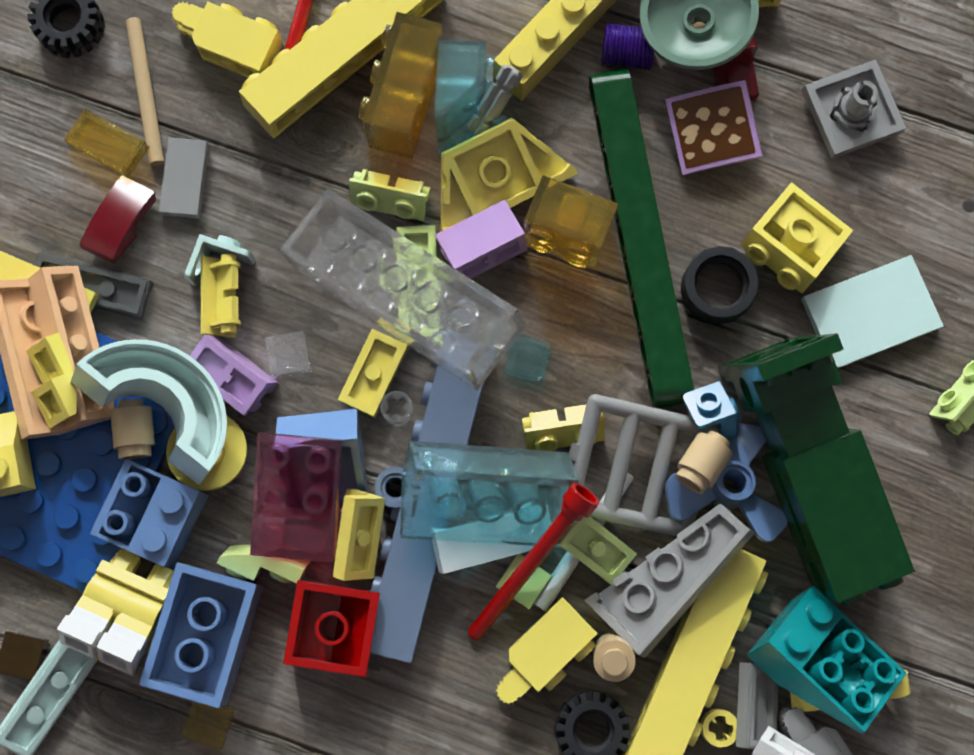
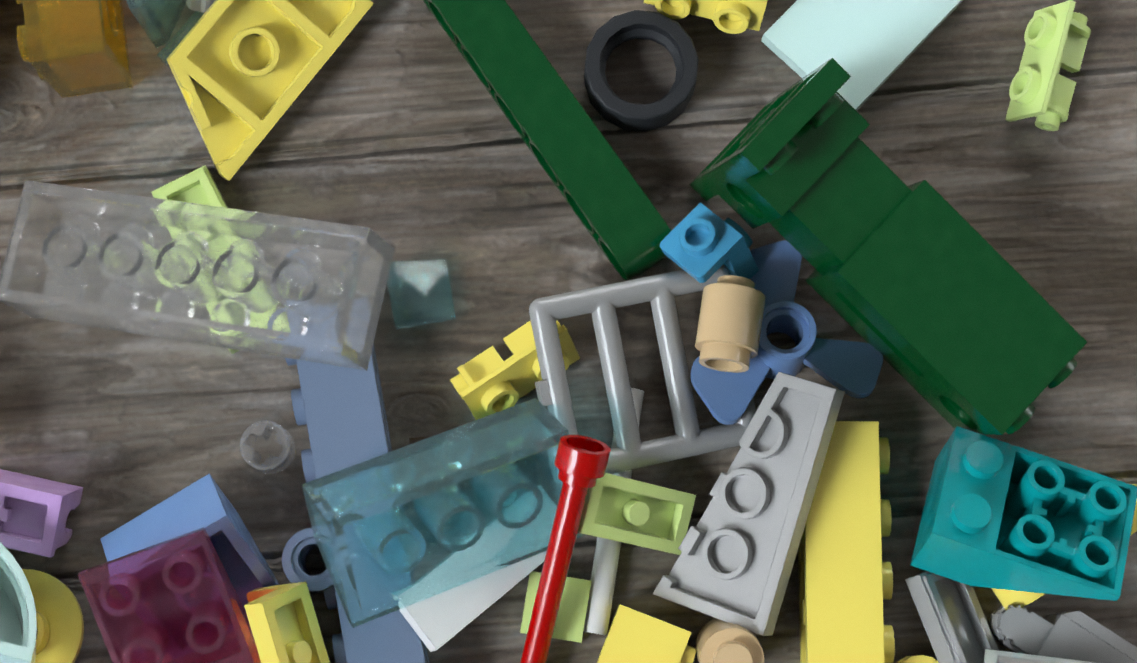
camera: 25 degrees left, 0 degrees up
(288, 354) = (76, 441): clear plate -> none
(372, 193) = (96, 158): yellowish green hinge -> none
(373, 373) = (210, 412): light yellow plate -> none
(482, 240) = (282, 156): lavender hinge -> none
(568, 222) = (390, 76): clear yellow brick -> none

